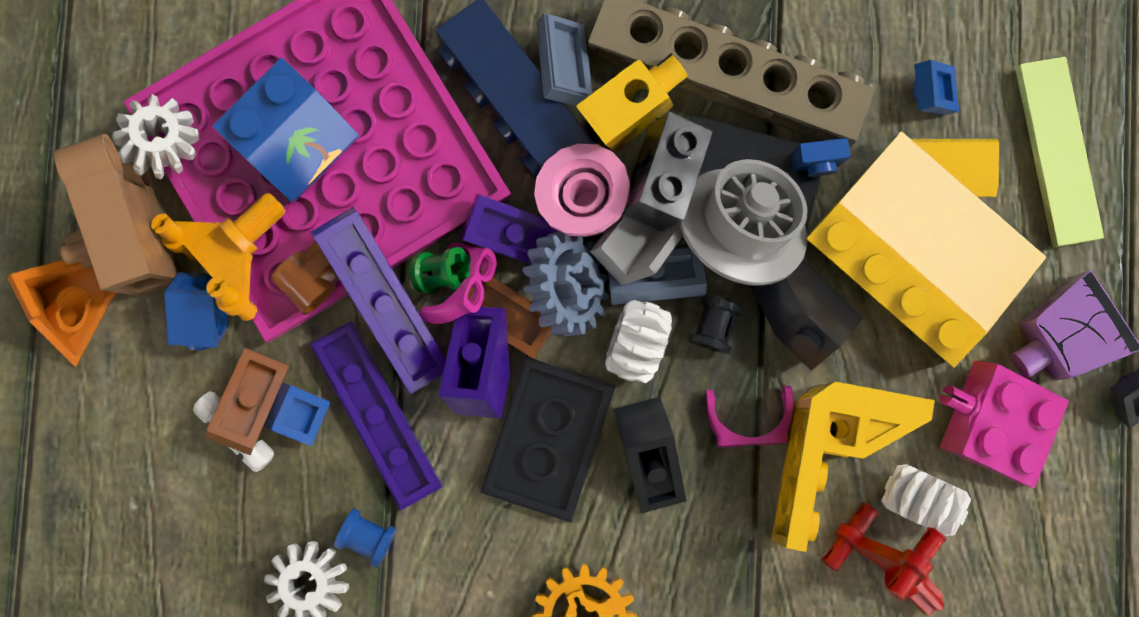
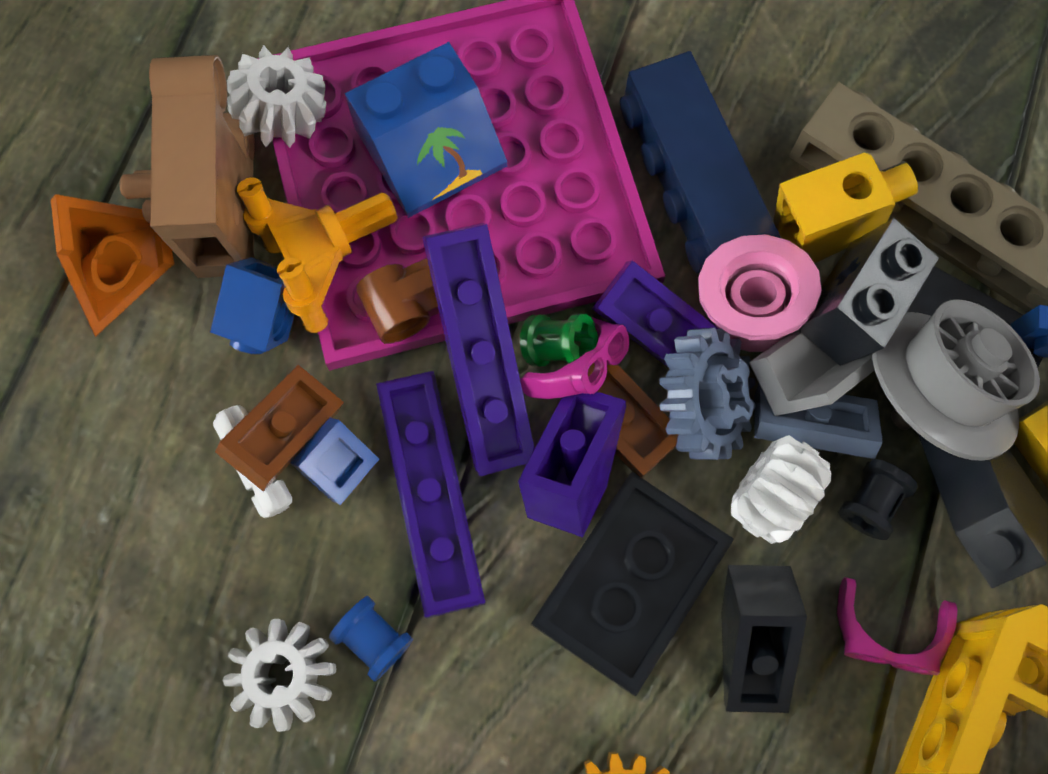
camera: 15 degrees right, 10 degrees down
(563, 60) = (766, 144): sand blue tile -> none

